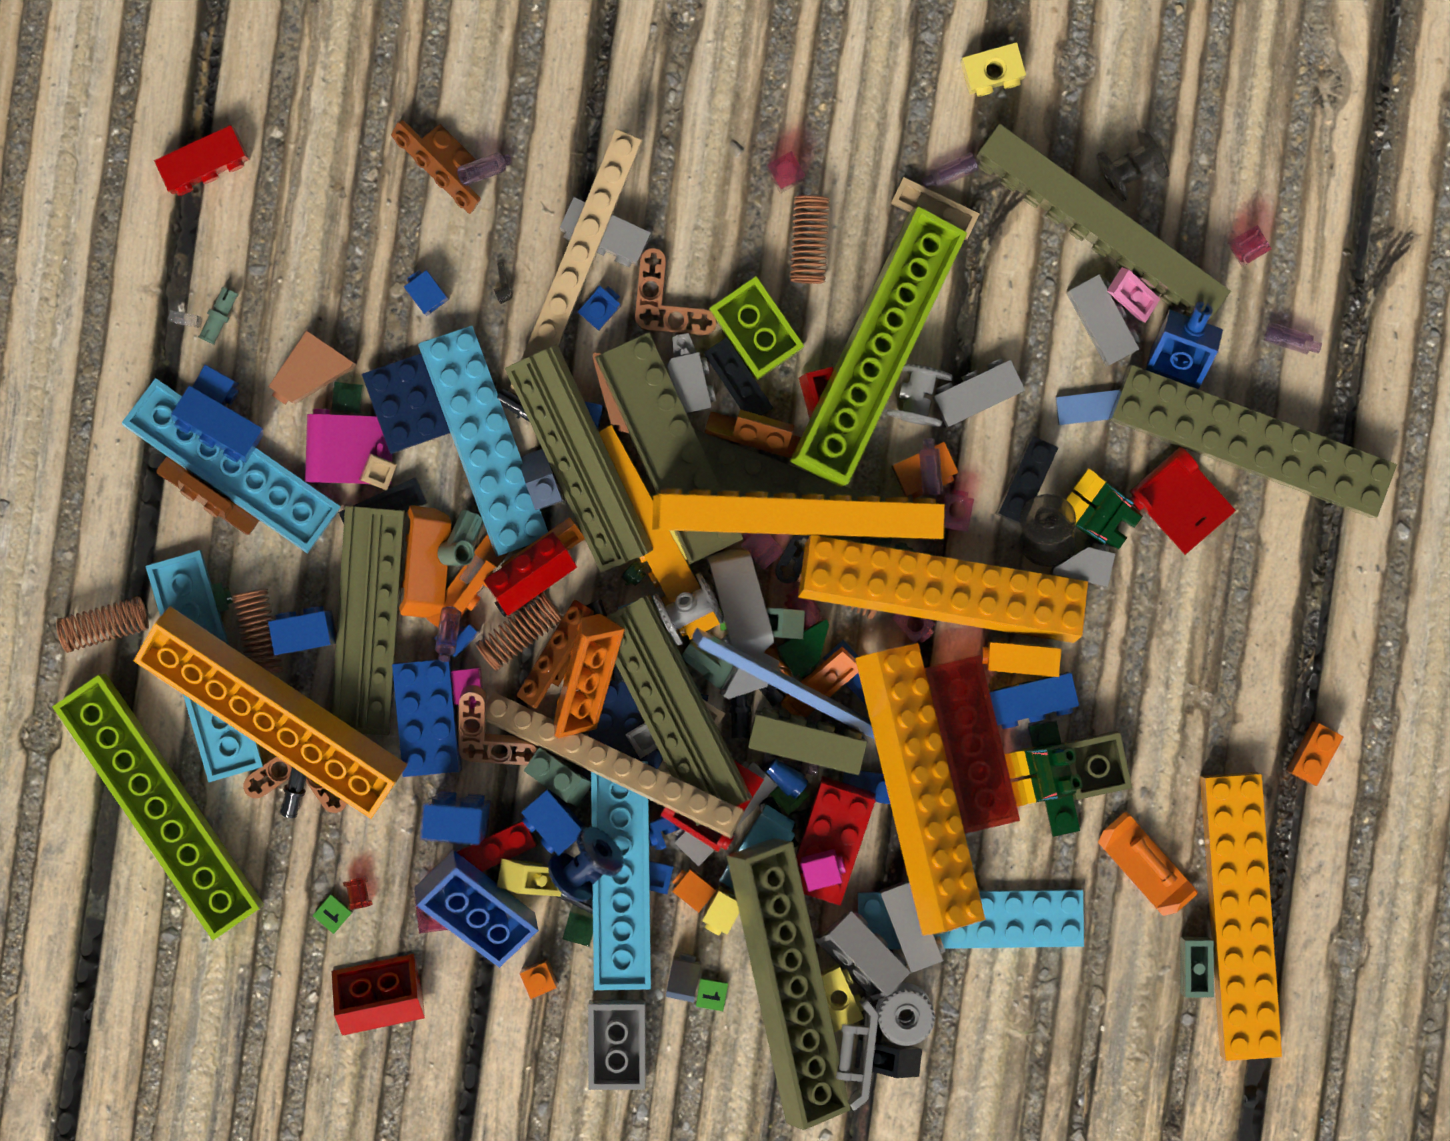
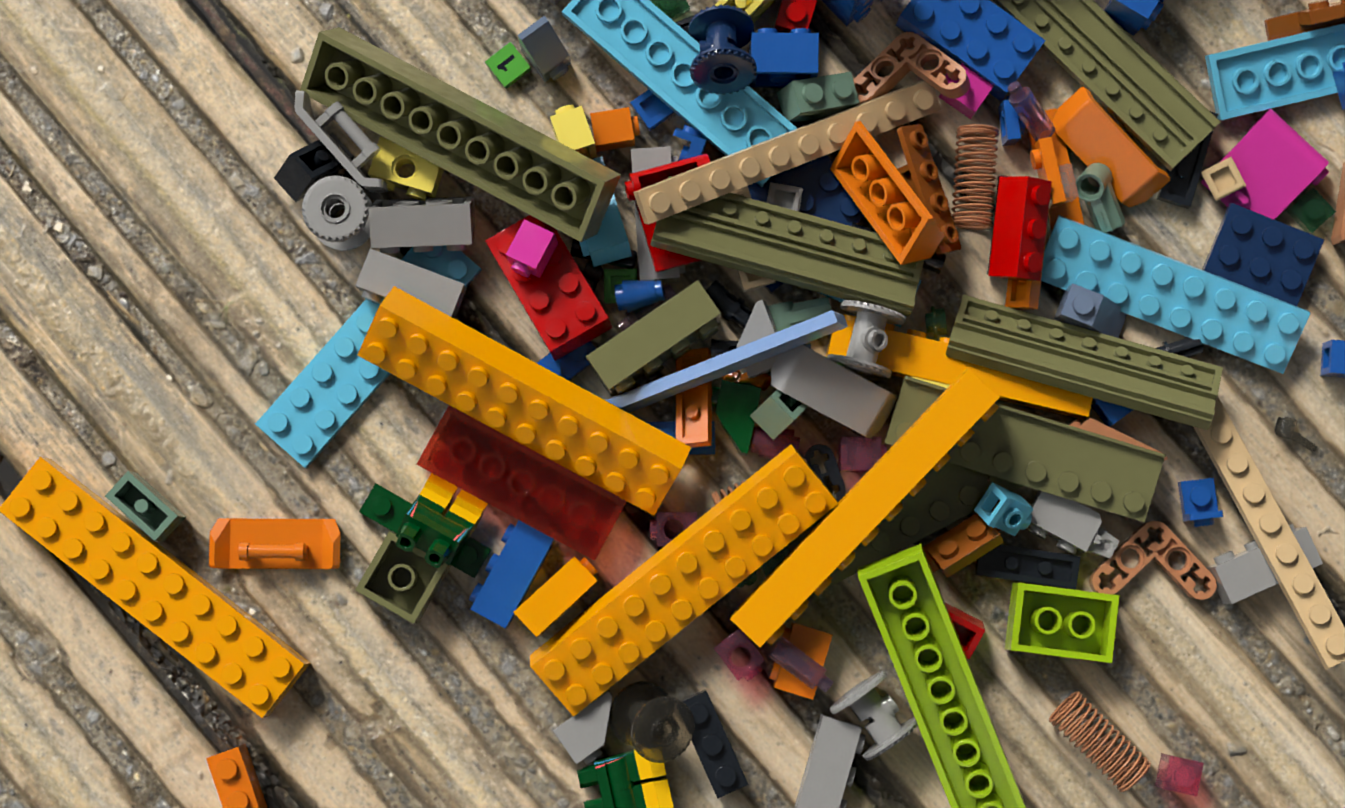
camera: 130 degrees right, 5 degrees down
(719, 421) = (1010, 513): none -> medium azure brick

